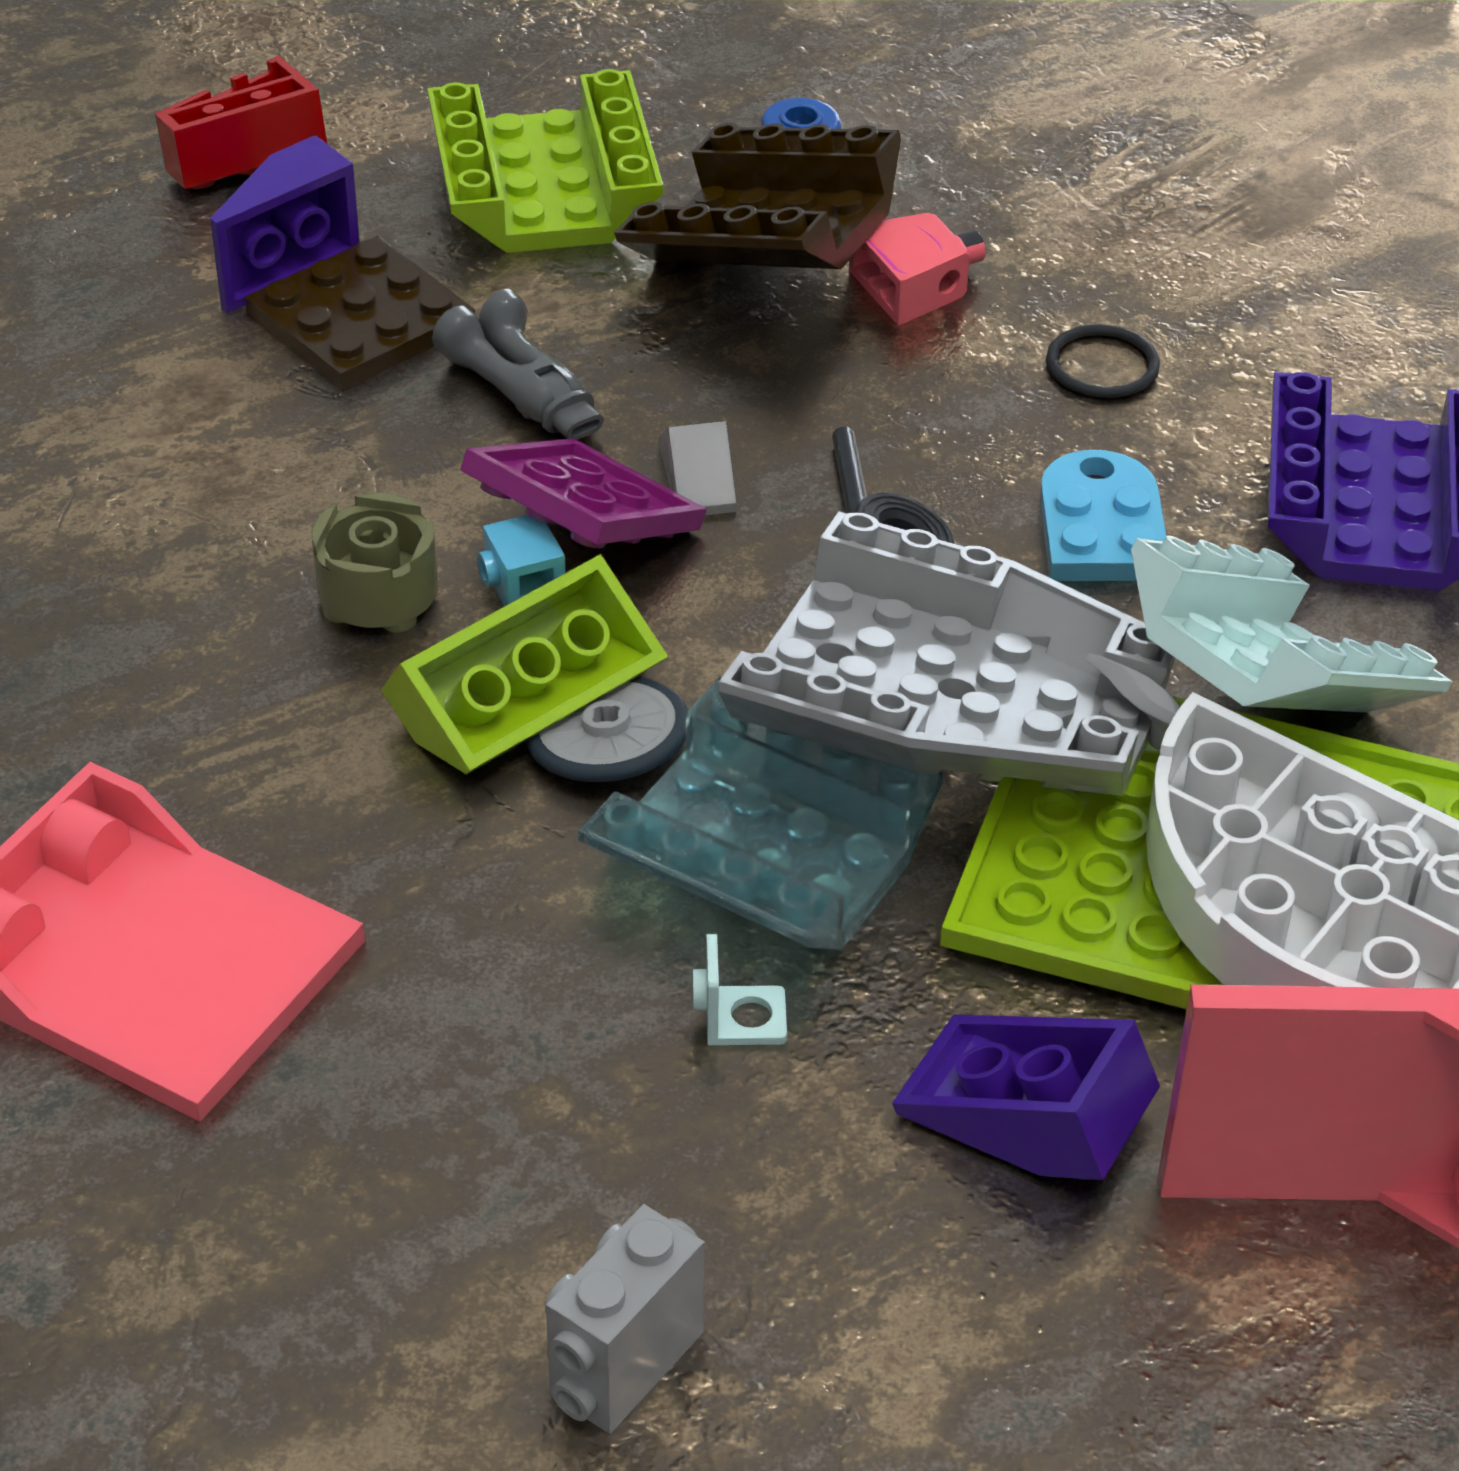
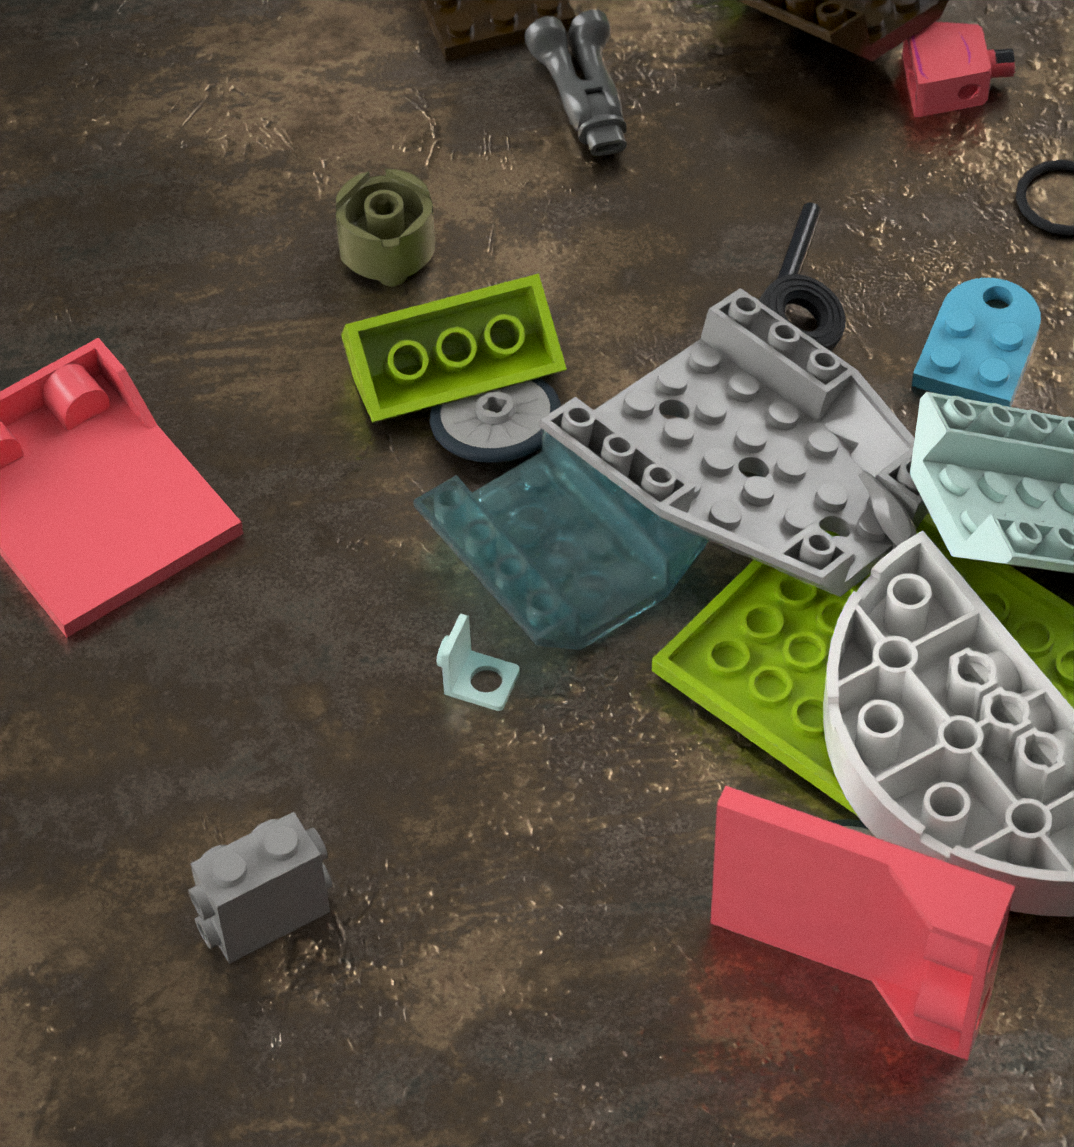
camera: 25 degrees right, 10 degrees up
(519, 557) = (497, 251): medium azure brick -> none
(582, 491) = (568, 208): magenta plate -> none
(700, 465) = (678, 210): light grey slope -> none
(1035, 1090) = (645, 810): dark purple slope -> none

